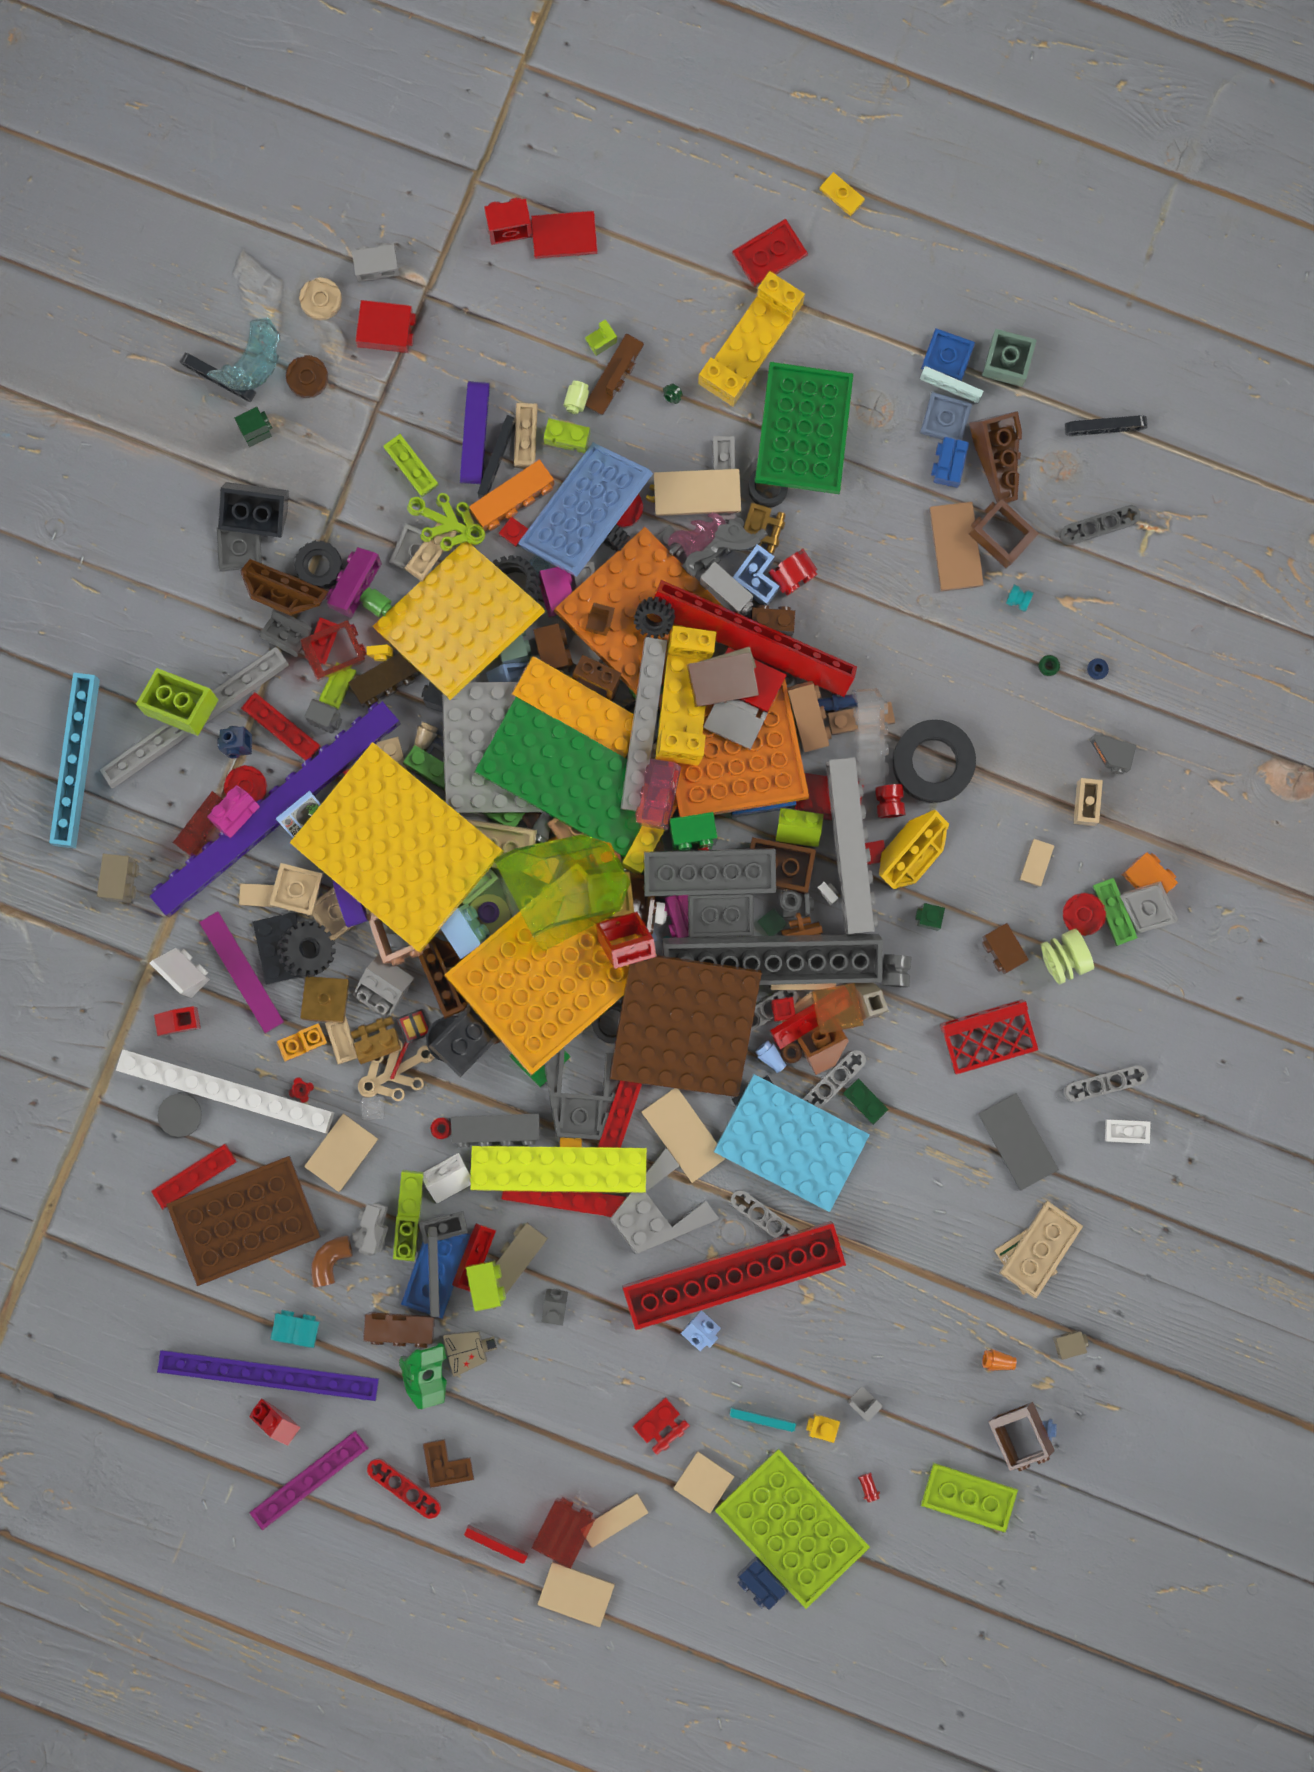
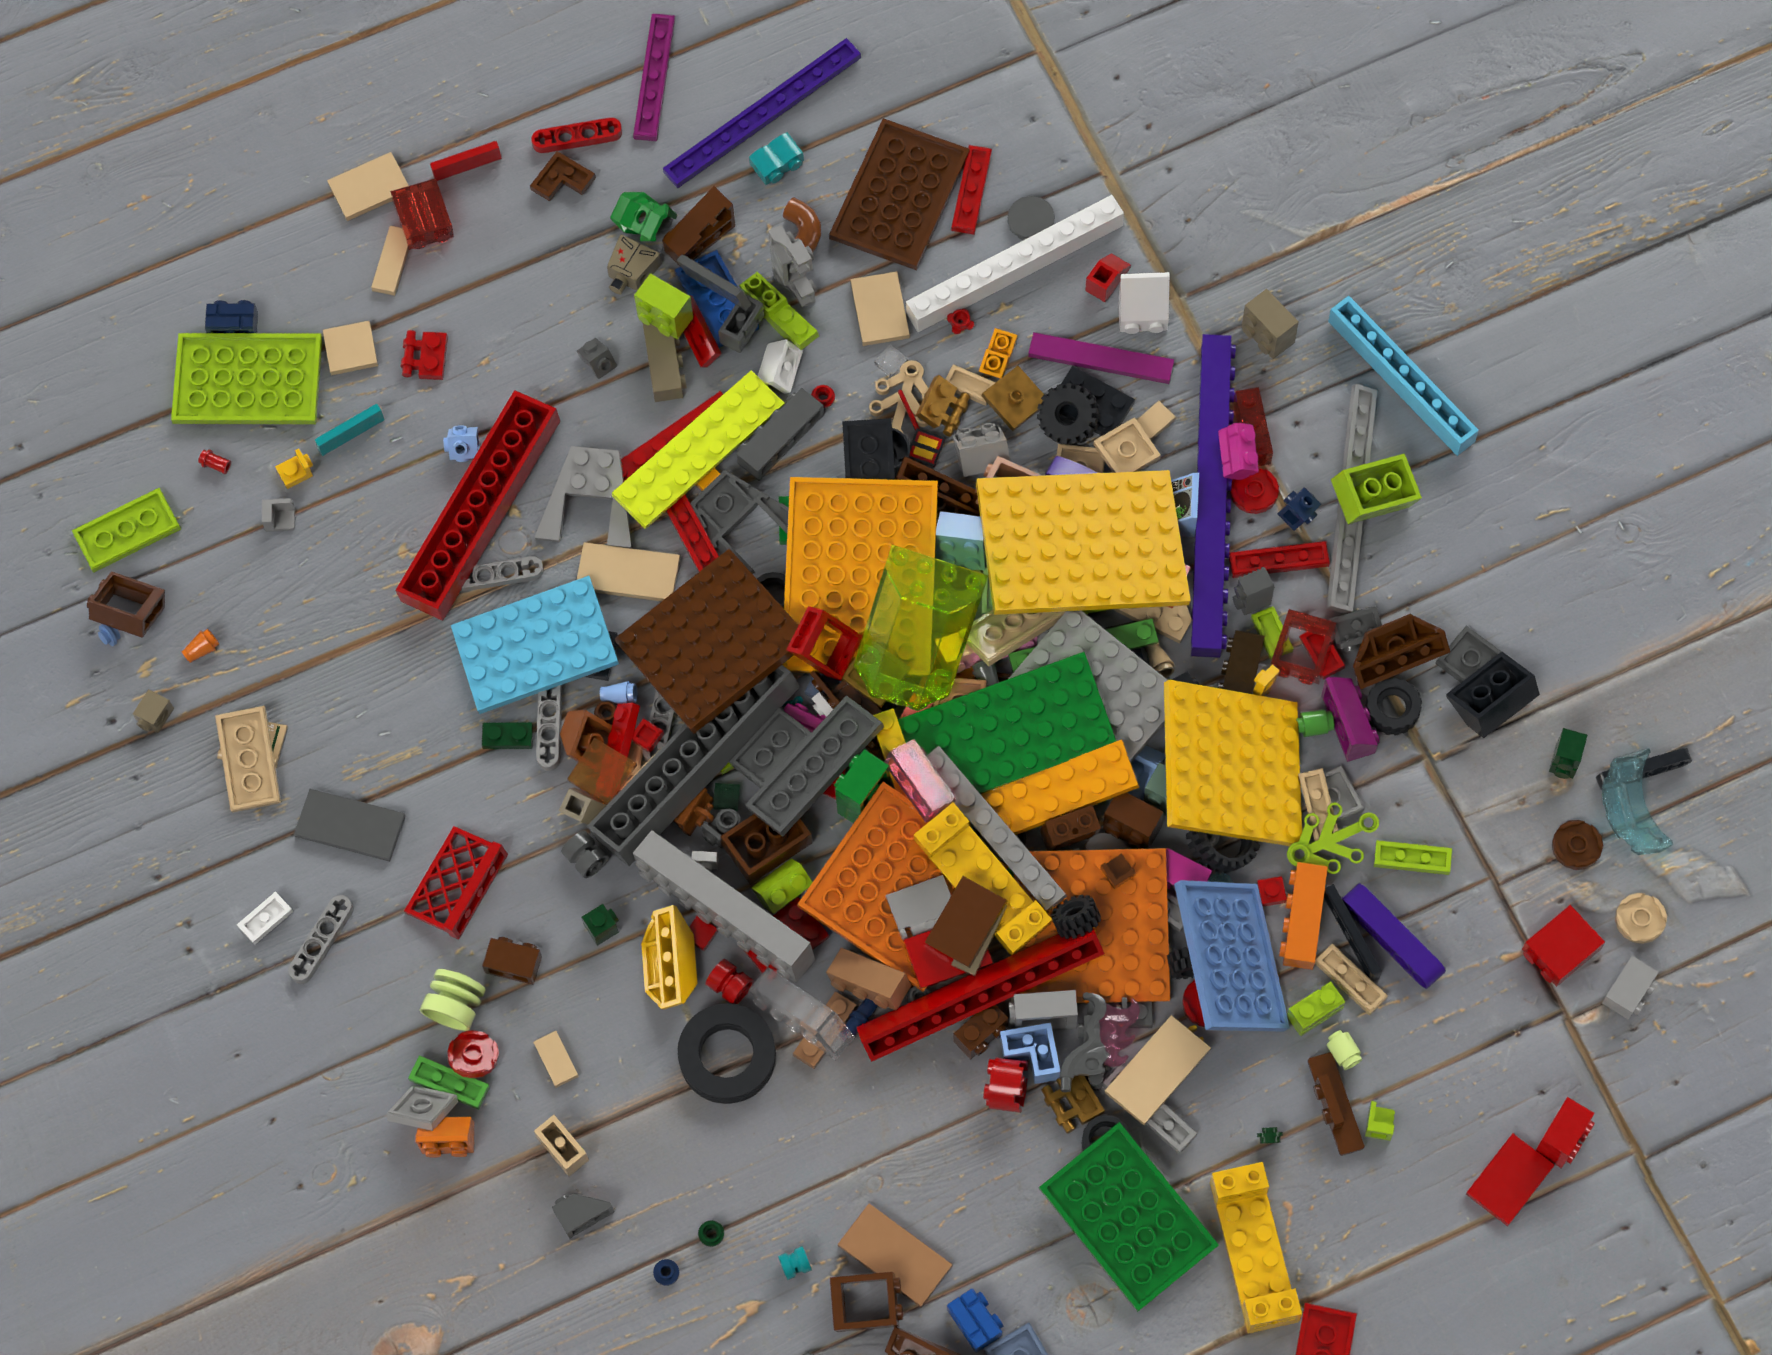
camera: 140 degrees right, 15 degrees down
(274, 1422) = (722, 86): red slope -> none

